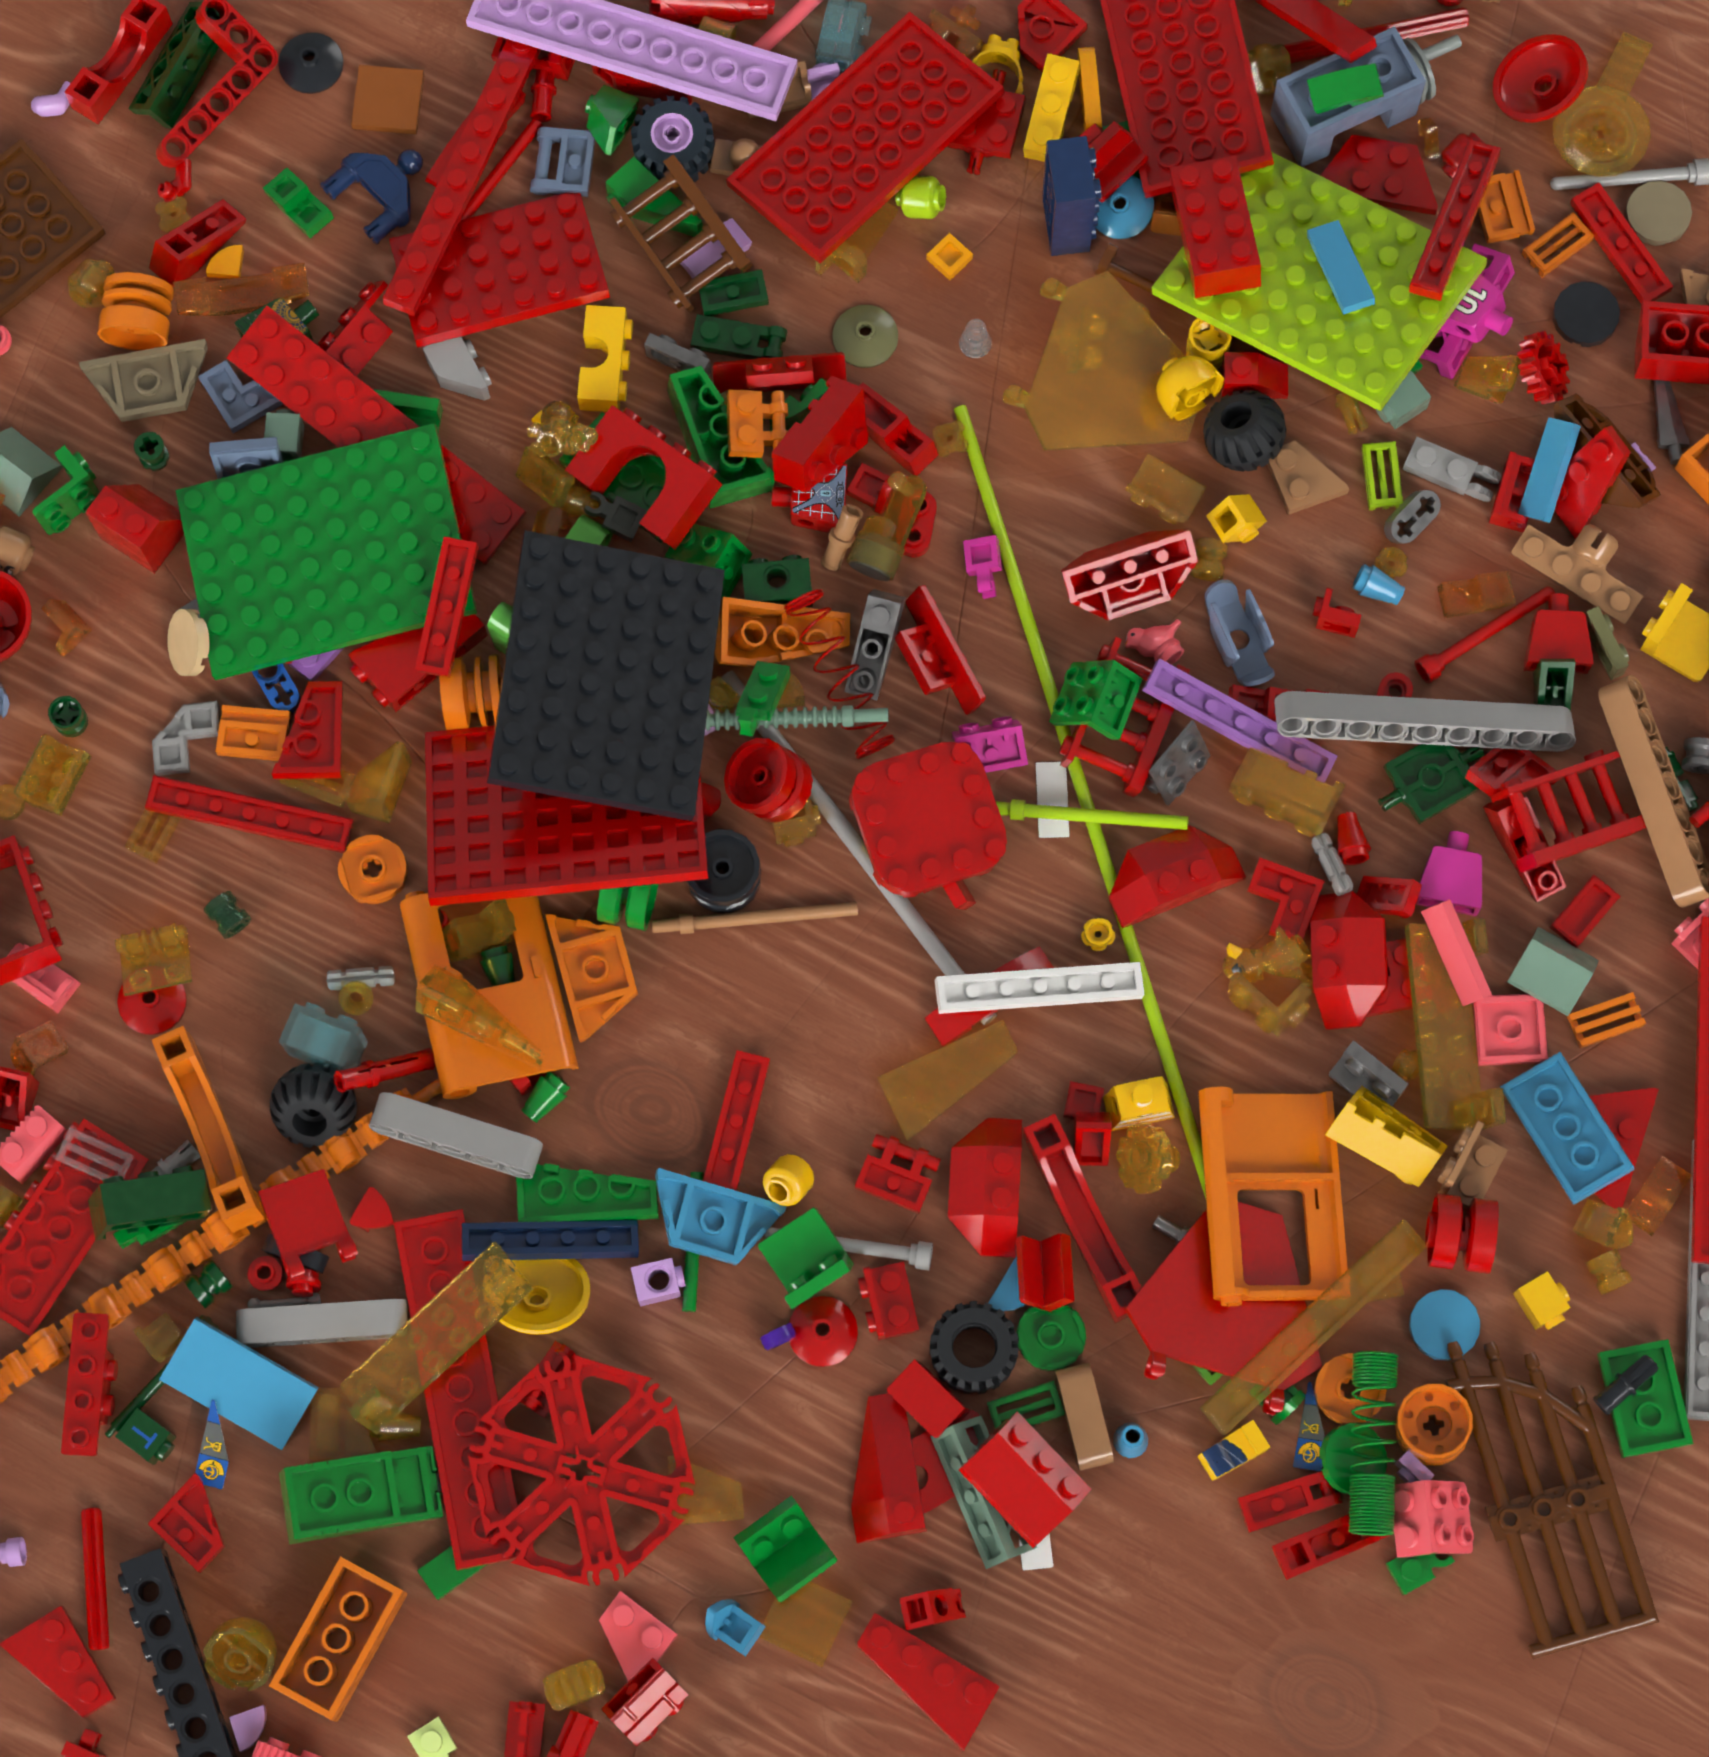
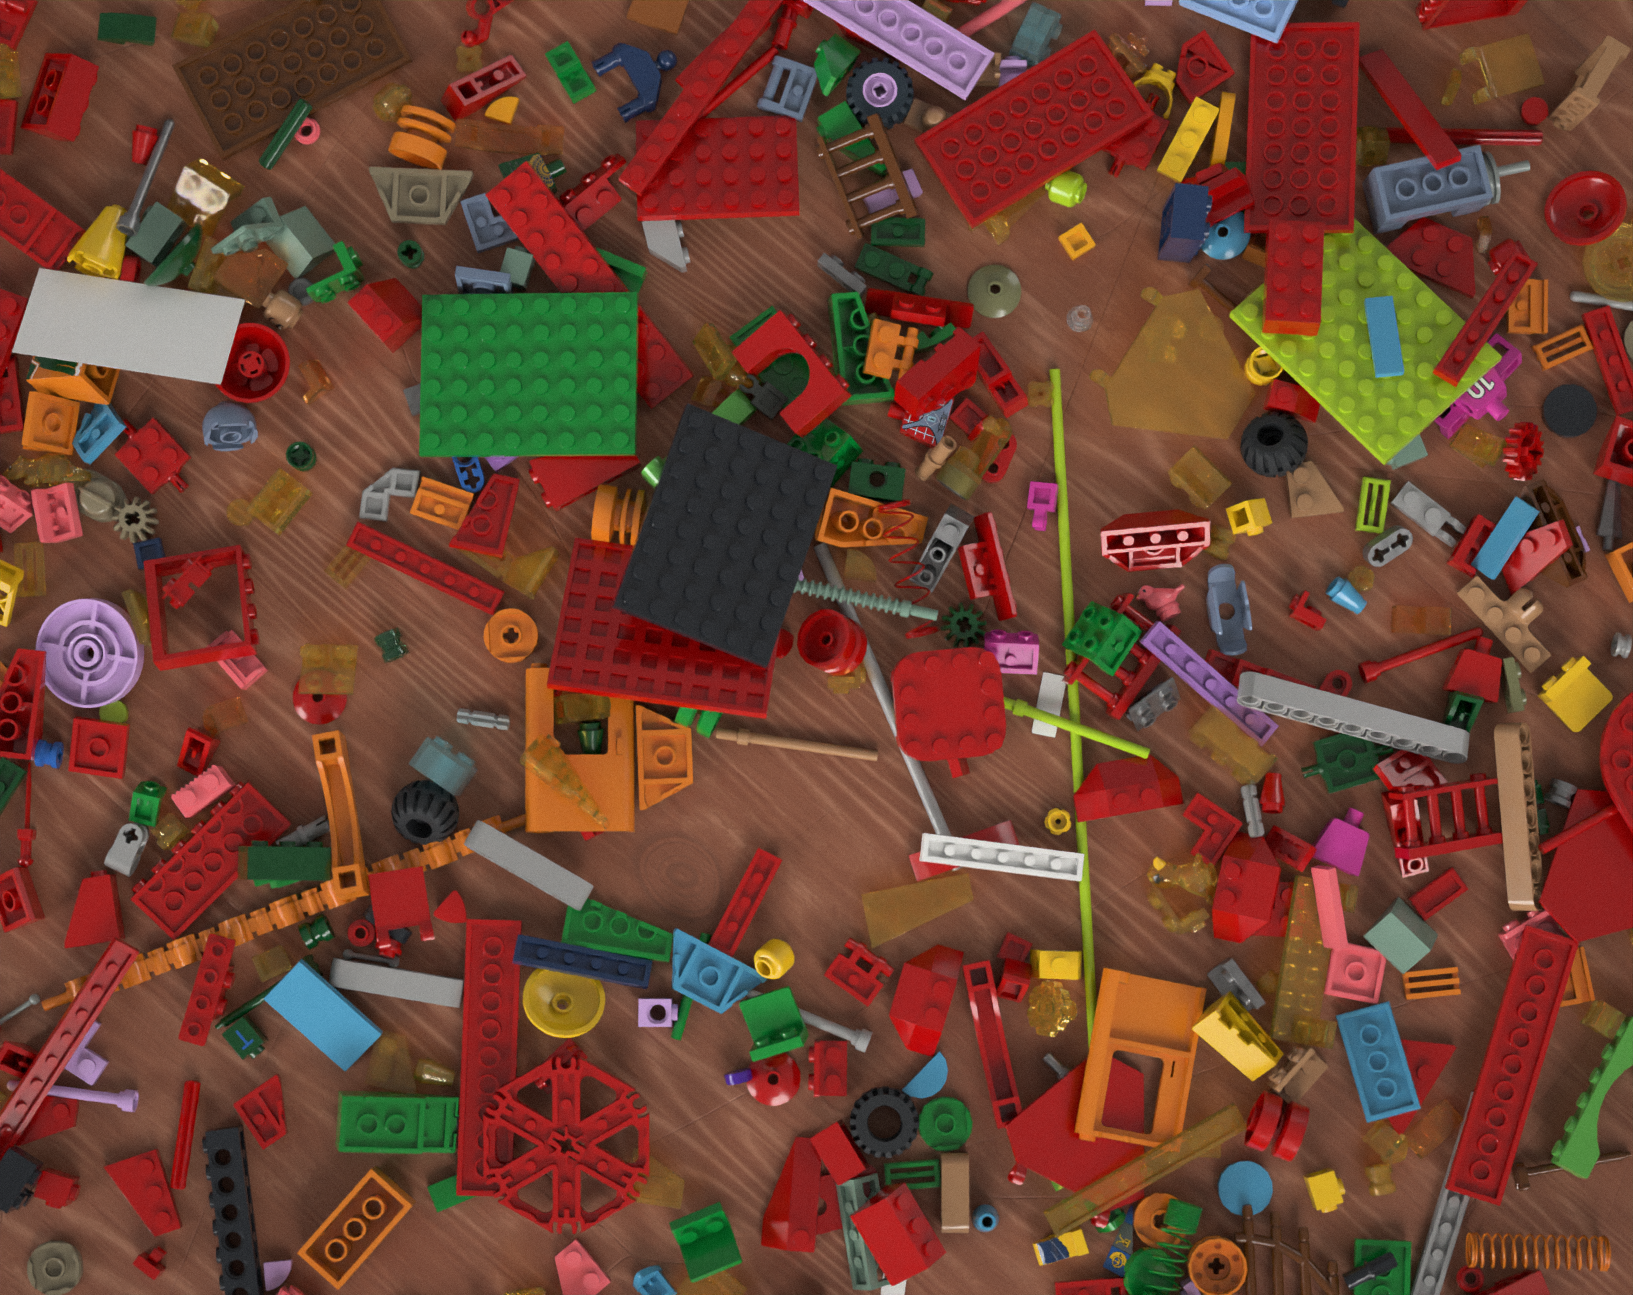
camera: 10 degrees right, 10 degrees up
(25, 522) = (298, 290): none -> dark grey tile
(67, 1145) = (268, 829): clear tile -> none
(187, 642) = (406, 420): tan tile -> none
(213, 1456) = (293, 1063): sticker -> none
(241, 1653) = (282, 1220): clear yellow cylinder -> none
(349, 1005) = (472, 740): clear yellow plate -> none
(371, 1072) = (475, 801): red pin -> none
(435, 1338) = (478, 1020): clear yellow bracket -> none
(446, 607) = (612, 449): red plate -> none
(545, 1096) = (603, 847): green cone -> none
(559, 432) = (732, 319): clear yellow animal -> none
(605, 330) = (792, 240): yellow arch -> none
(722, 695) = (813, 565): clear yellow plate -> none
(743, 878) = (796, 709): black wheel -> none
(761, 695) = (842, 576): green hinge -> none
(911, 725) = (954, 628): none -> dark green gear
(1045, 1271) = (952, 1077): red panel -> none
(1186, 384) = (1237, 398): yellow cylinder -> none
(1345, 87) = (1426, 190): green slope -> none
(1351, 410) = (1359, 449): clear yellow pin -> none

